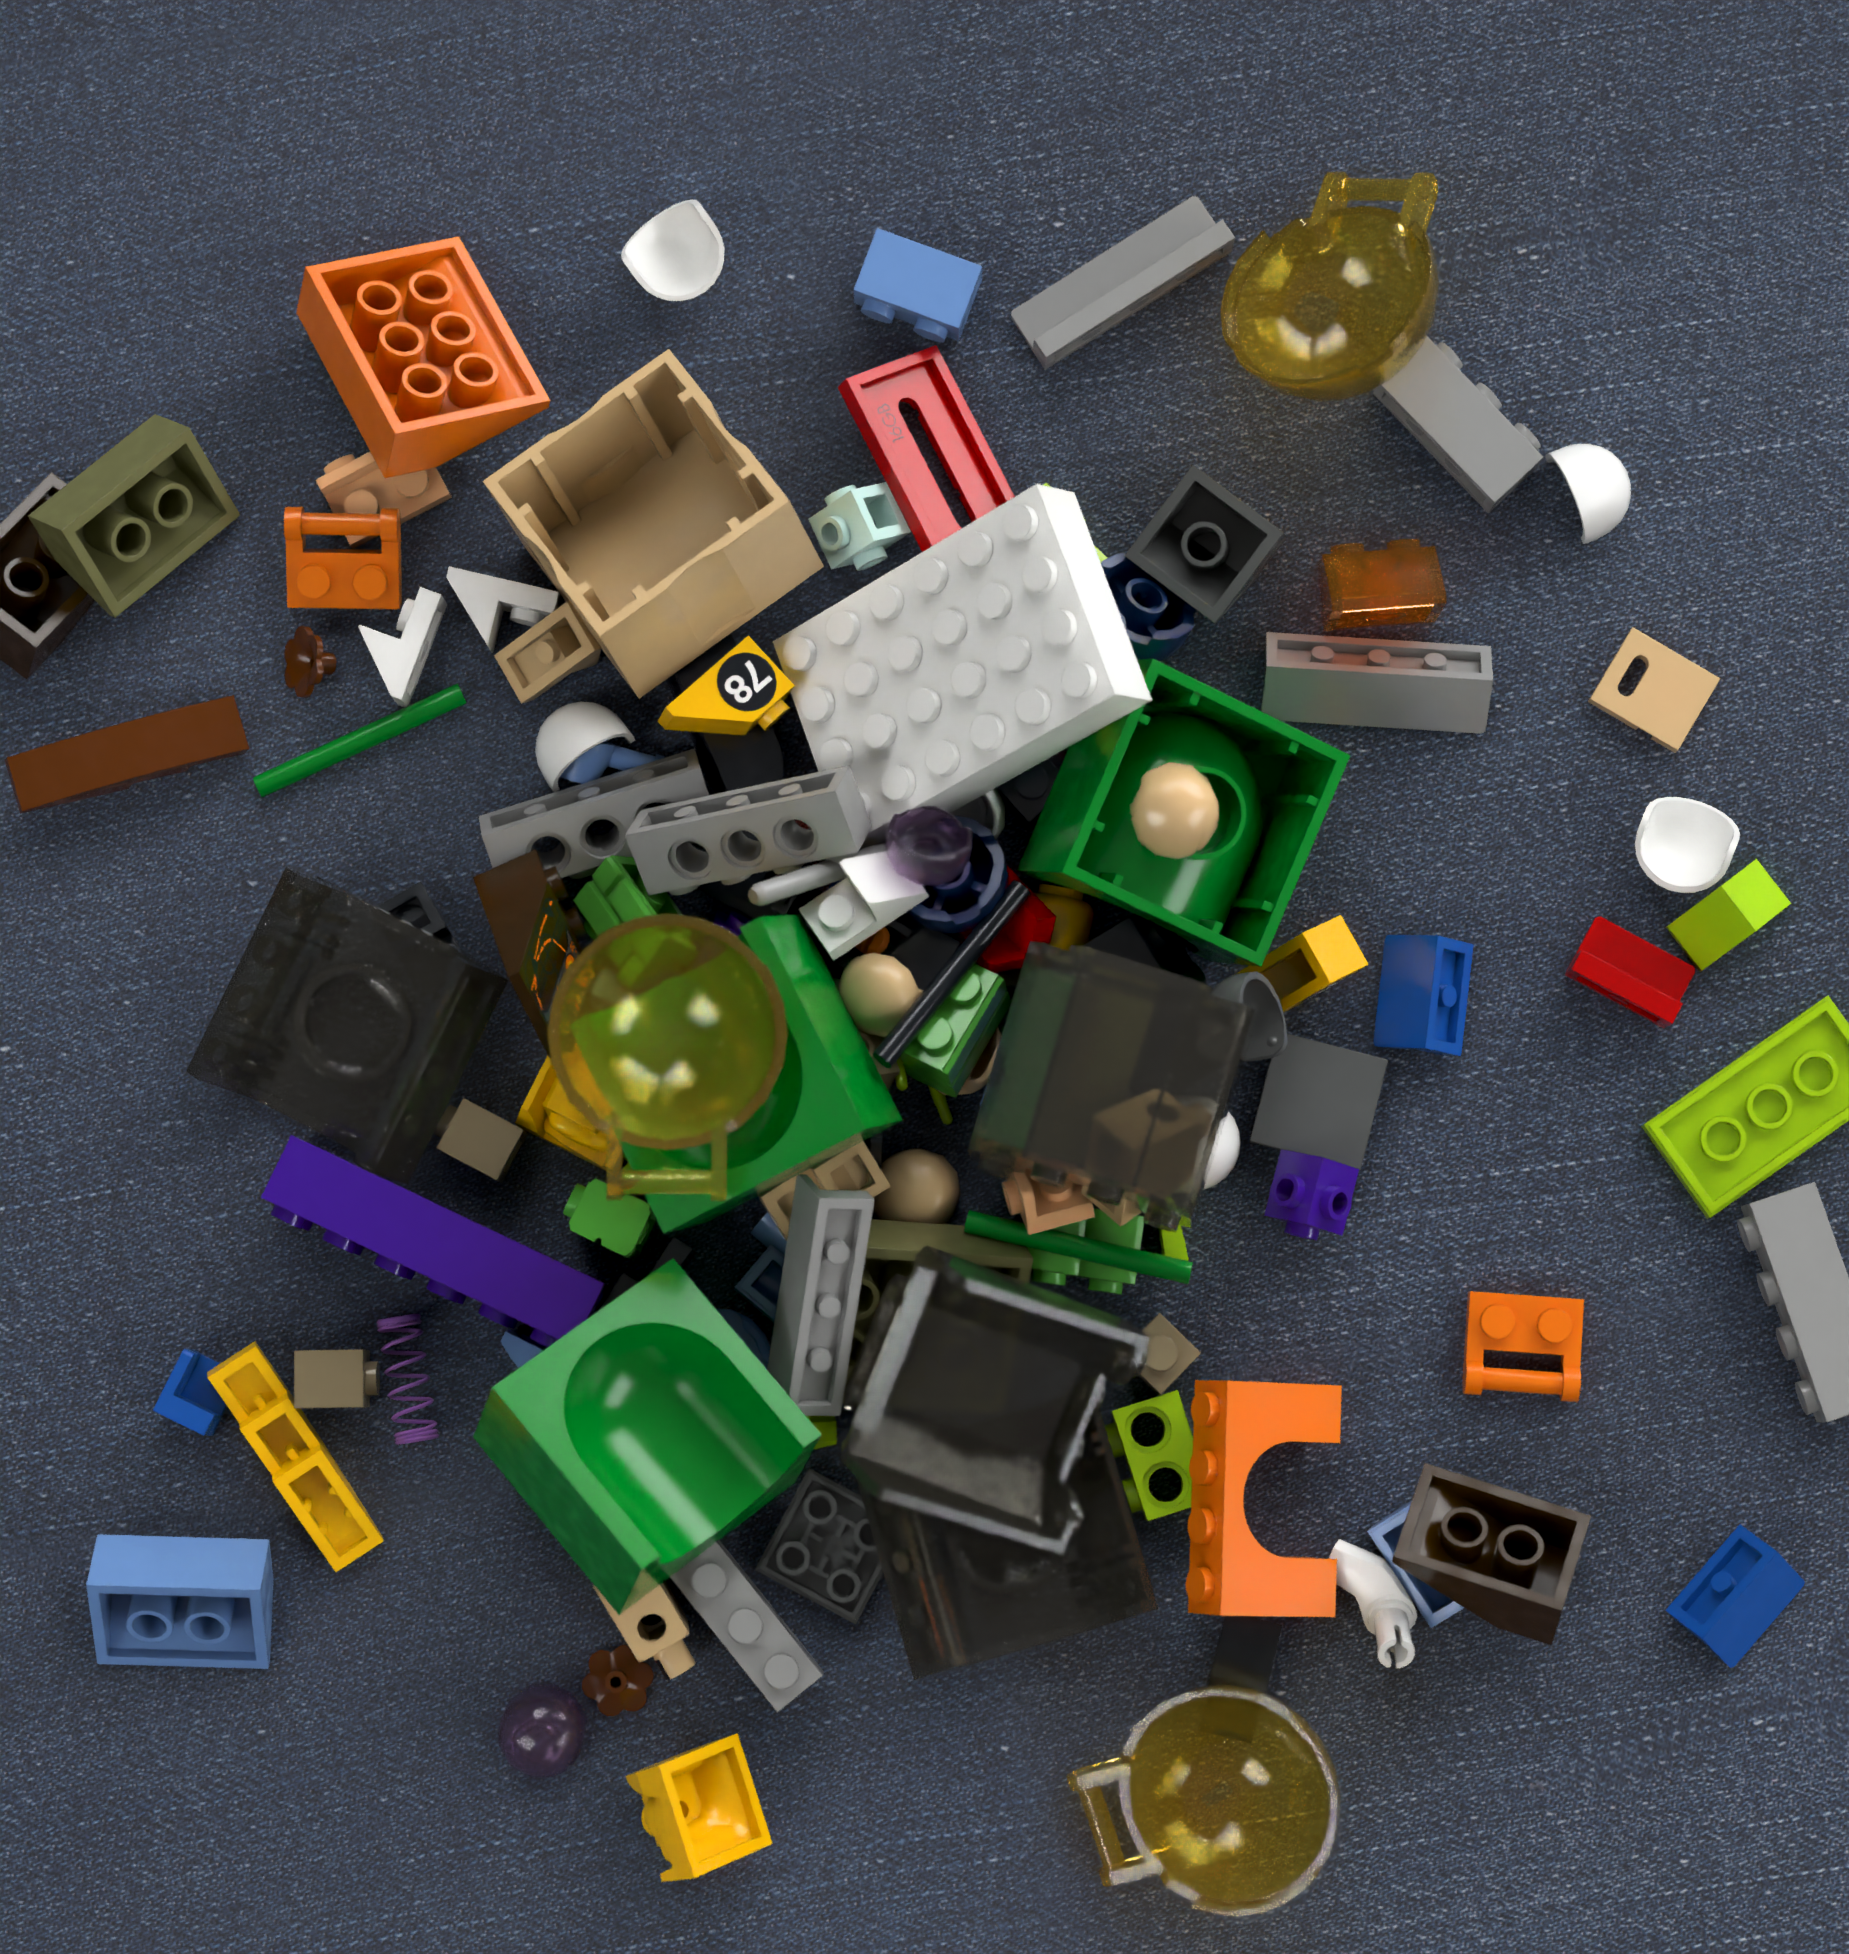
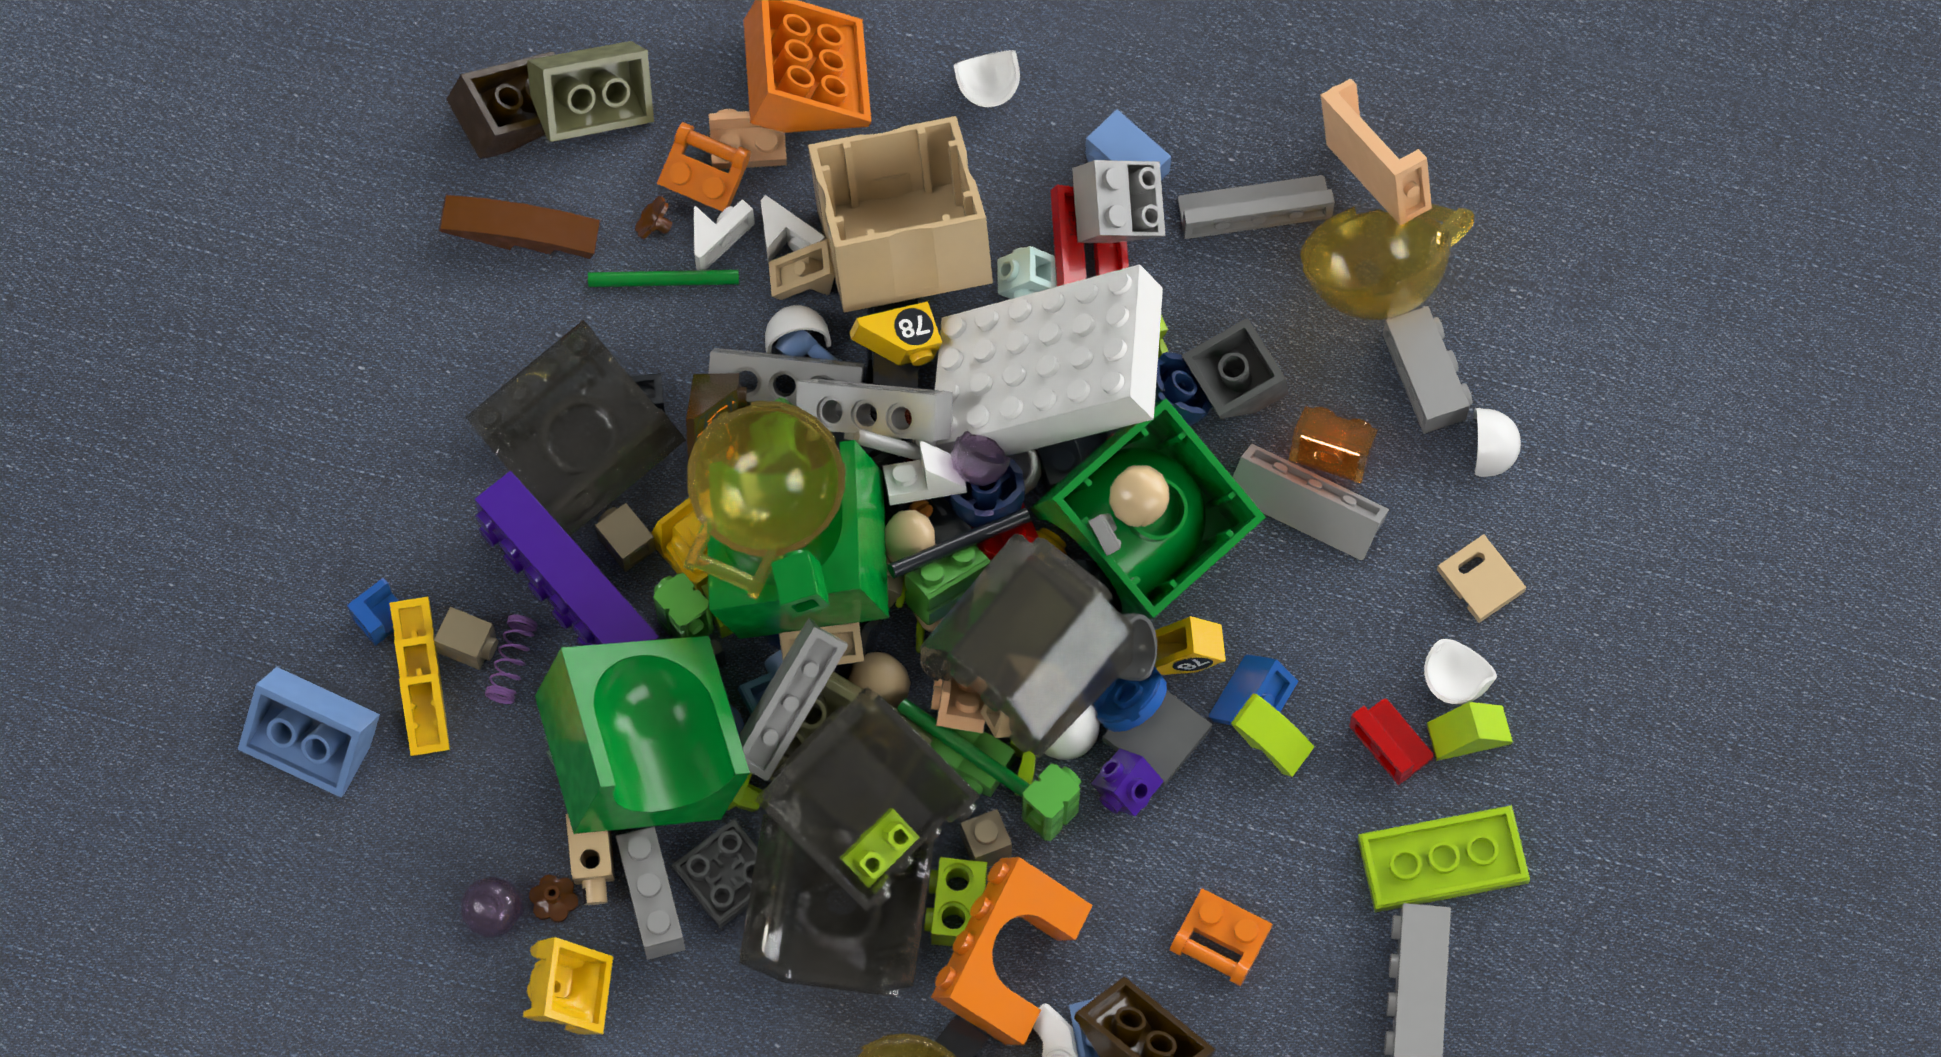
camera: 20 degrees right, 15 degrees down
(779, 1158) = (800, 583): none -> green brick
(940, 367) = (1118, 201): none -> light grey slope
(1037, 1452) = (879, 847): none -> lime hips
(1141, 878) = (1104, 530): none -> light grey tile
(1227, 1263) = (1051, 801): none -> bright green brick
(1275, 1087) = (1130, 702): none -> blue tile
(1320, 186) = (1396, 183): none -> light nougat panel
(1475, 1040) = (1273, 734): none -> lime slope

